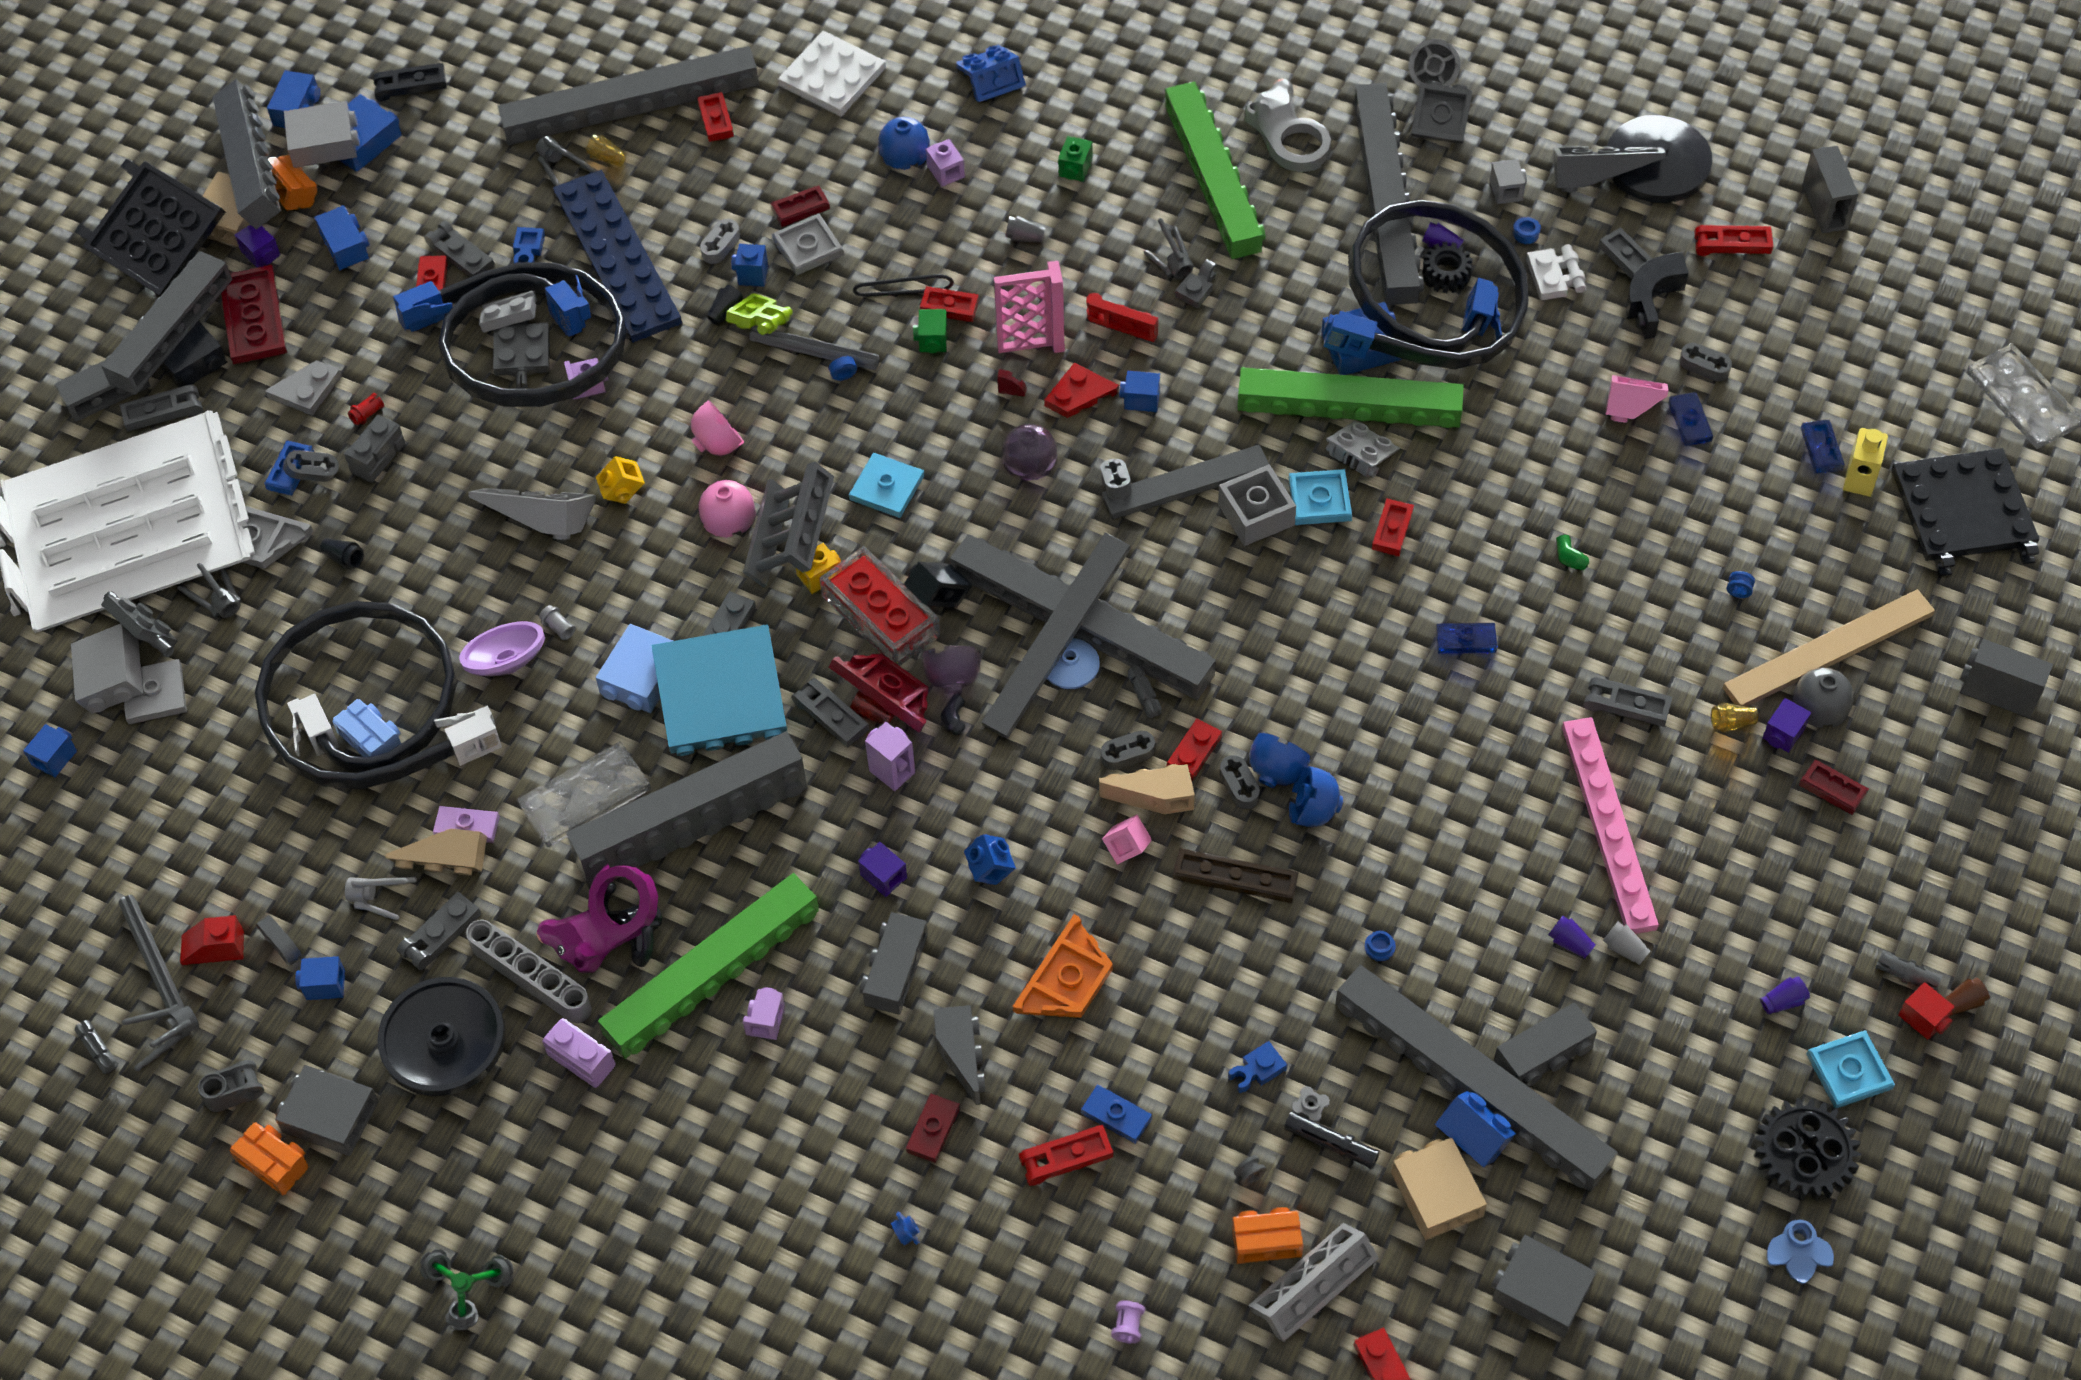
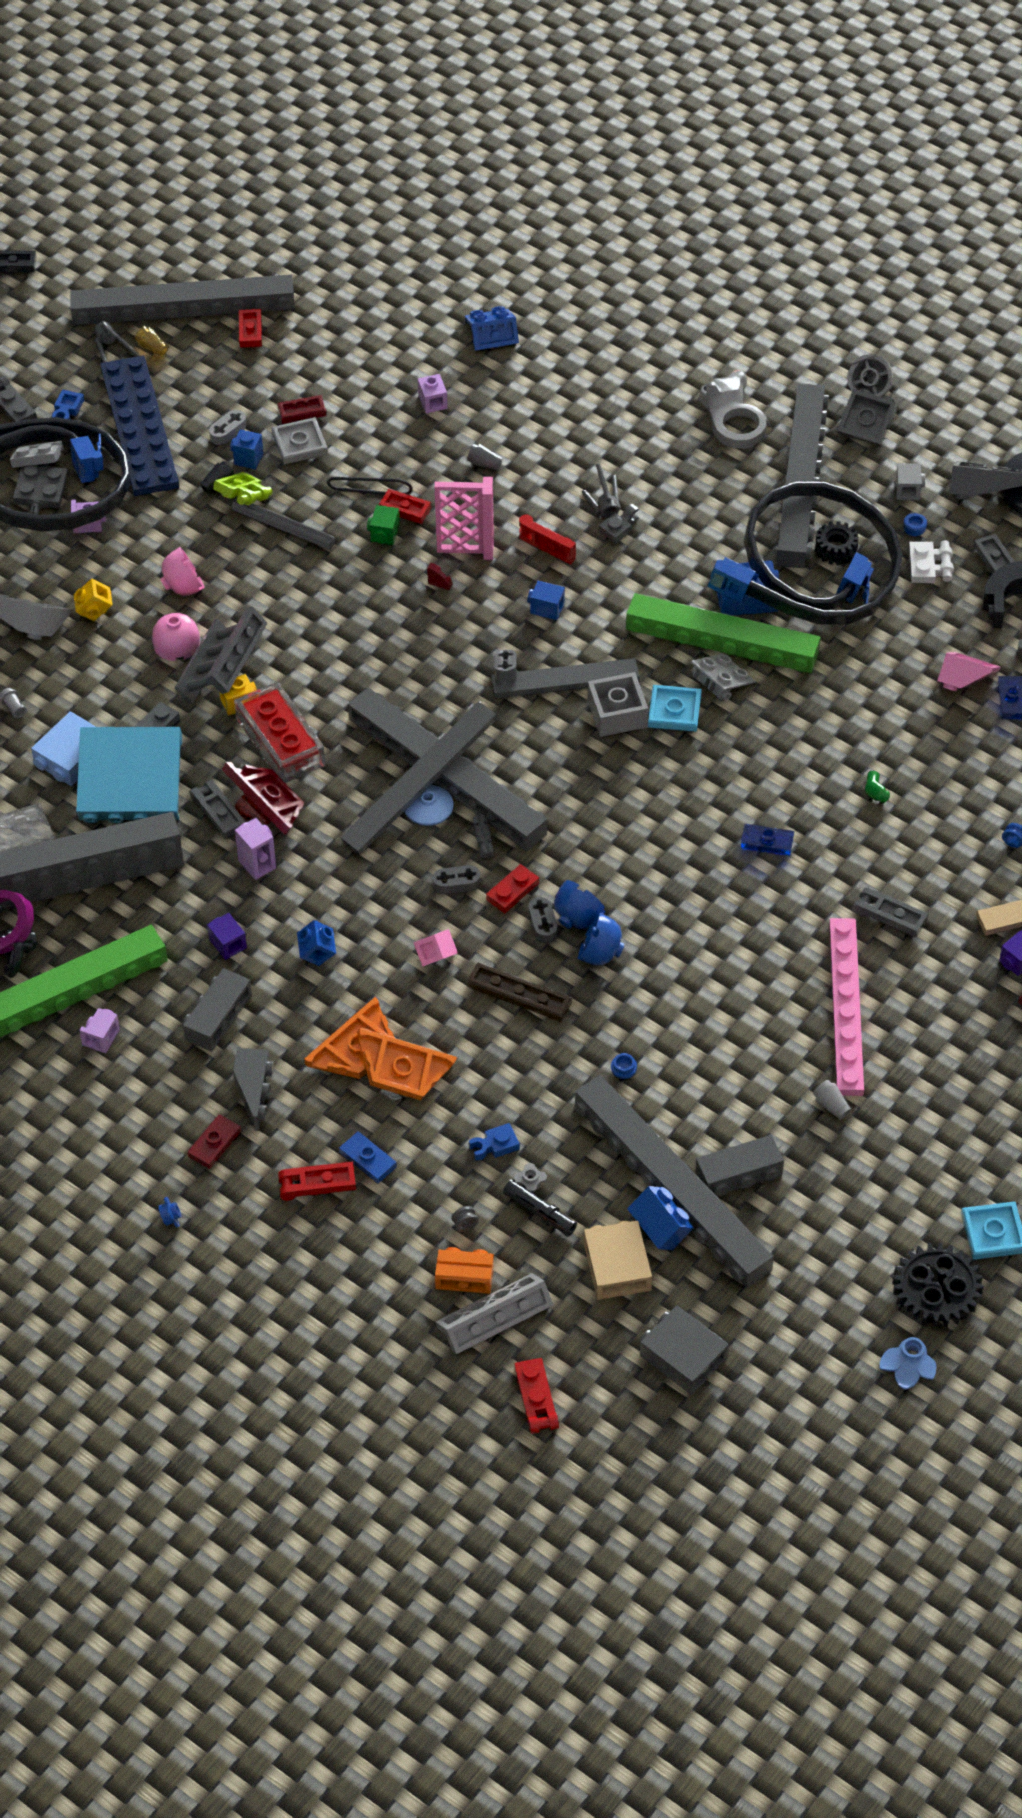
camera: 10 degrees right, 5 degrees down
(832, 73) = (358, 308): white plate -> none
(842, 368) = (301, 542): blue tile -> none
(886, 485) = (313, 640): medium azure plate -> none
(903, 143) = (401, 372): blue cylinder -> none
(937, 584) = (331, 722): black brick -> none
(950, 716) = (316, 827): black arm -> none
(952, 668) = (326, 789): clear purple cylinder -> none
(1029, 452) = (439, 633): clear purple cylinder -> none
(1075, 158) = (543, 407): green brick -> none
(1078, 390) = (494, 592): red wing -> none
(1127, 993) = (401, 1065): none -> orange wing
(1128, 1322) = (331, 1315): lavender bush -> none
(1156, 790) = (466, 912): tan slope -> none
(1214, 170) = (658, 434): bright green brick -> none
(1392, 527) = (729, 741): red plate -> none
(1438, 233) = (836, 513): dark purple cone -> none
(1571, 937) = (786, 1086): dark purple cone -> none
(1732, 716) = (976, 938): clear yellow cone -> none
(1785, 996) = (956, 1163): dark purple cone -> none

